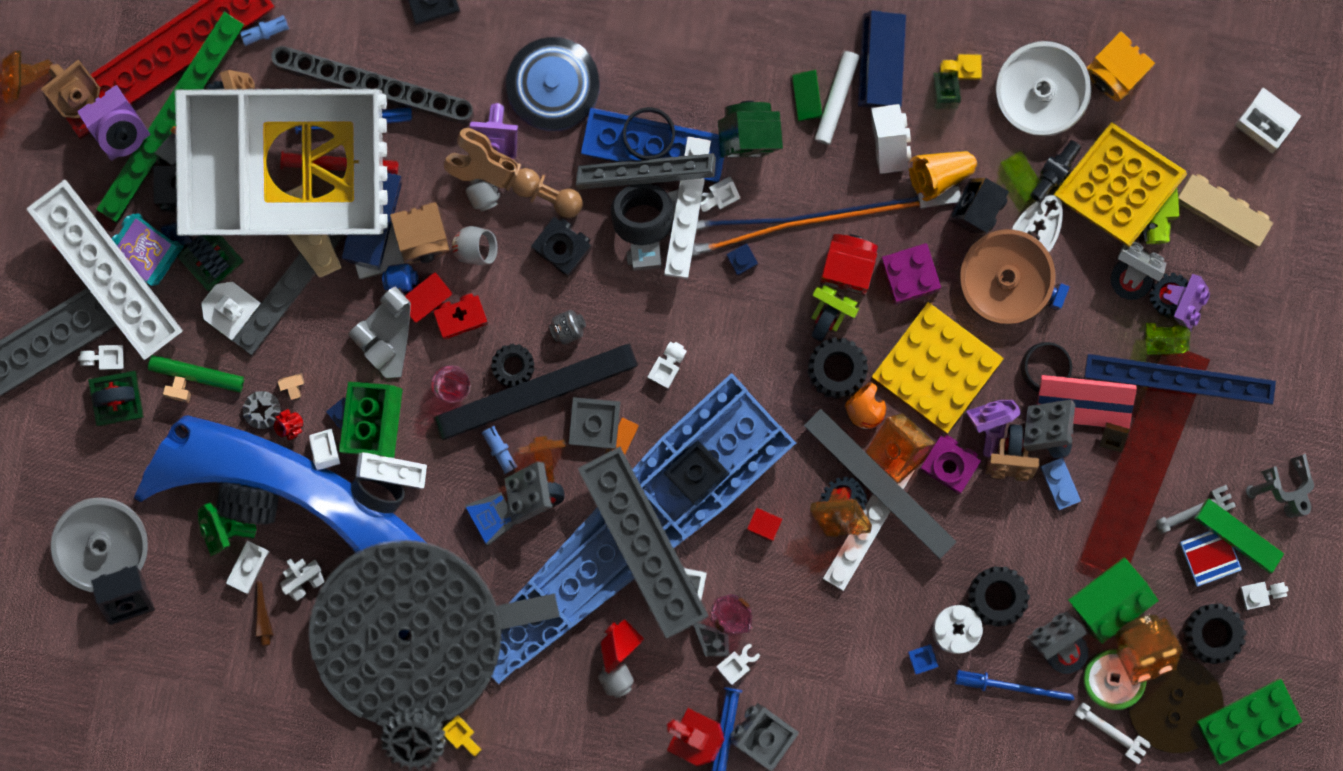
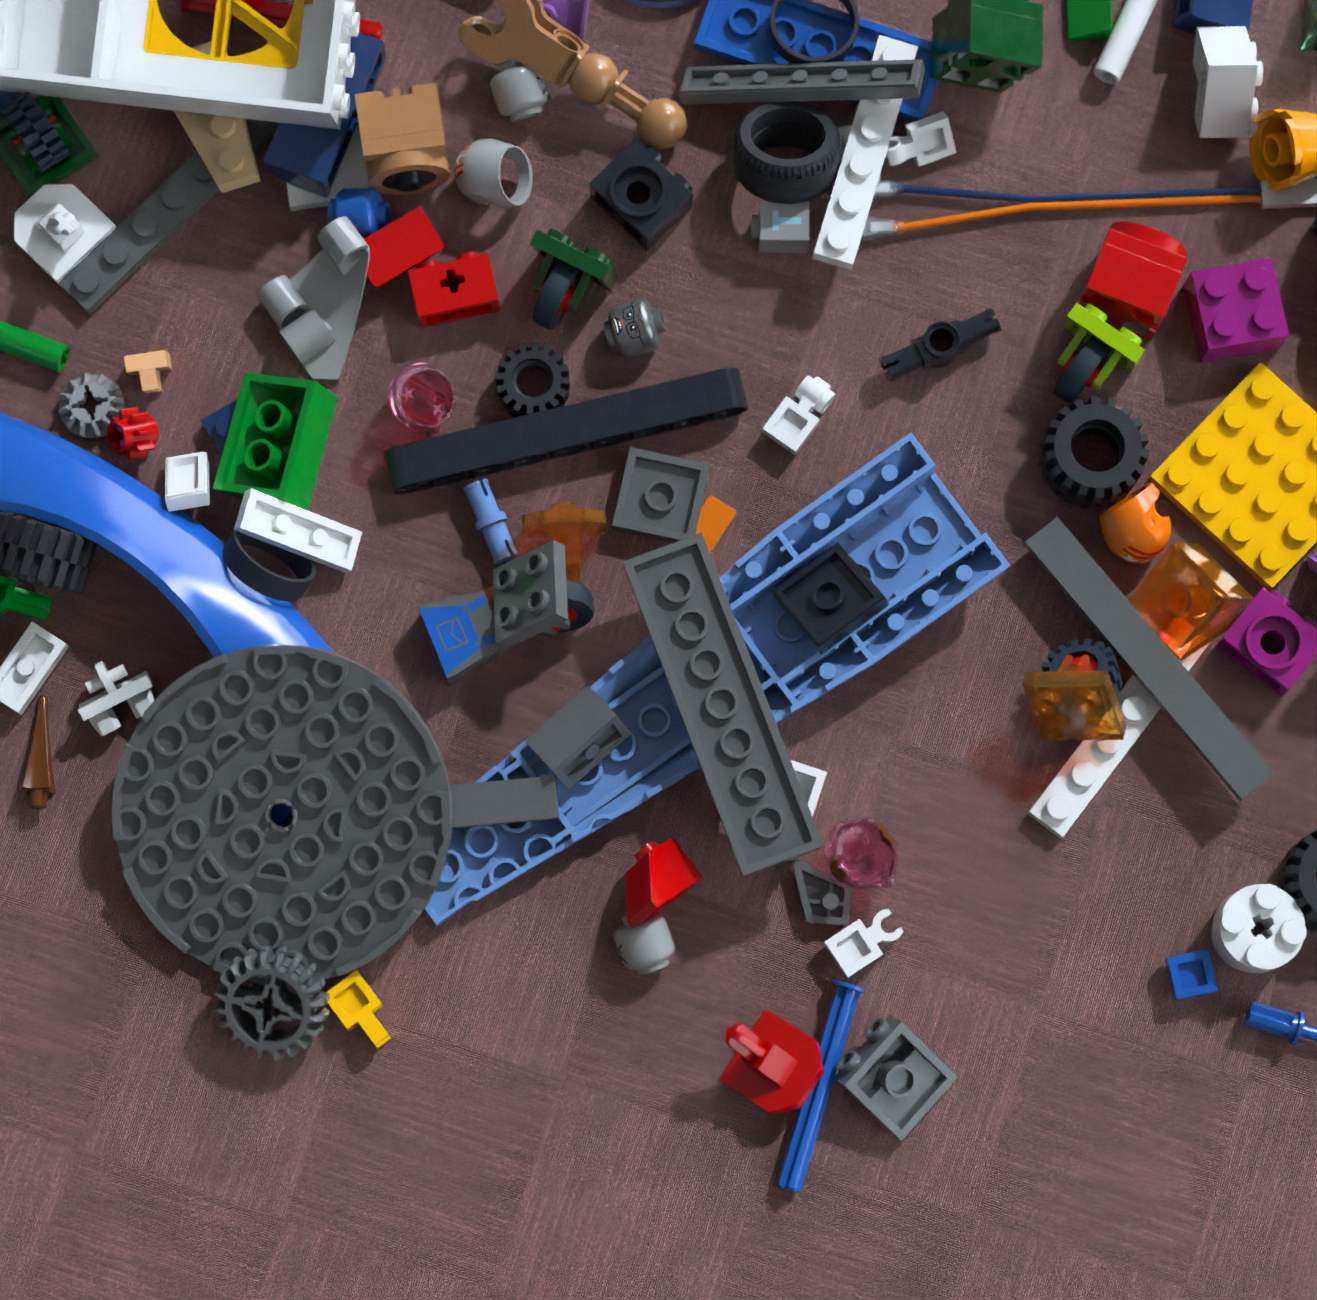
camera: 10 degrees right, 5 degrees down
(521, 311) = (566, 276): none -> dark green plate
(564, 569) = (578, 737): none -> dark grey panel
(733, 322) = (923, 355): none -> black pin
(742, 259) = (947, 254): dark blue plate -> none
(764, 524) = (936, 705): red panel -> none

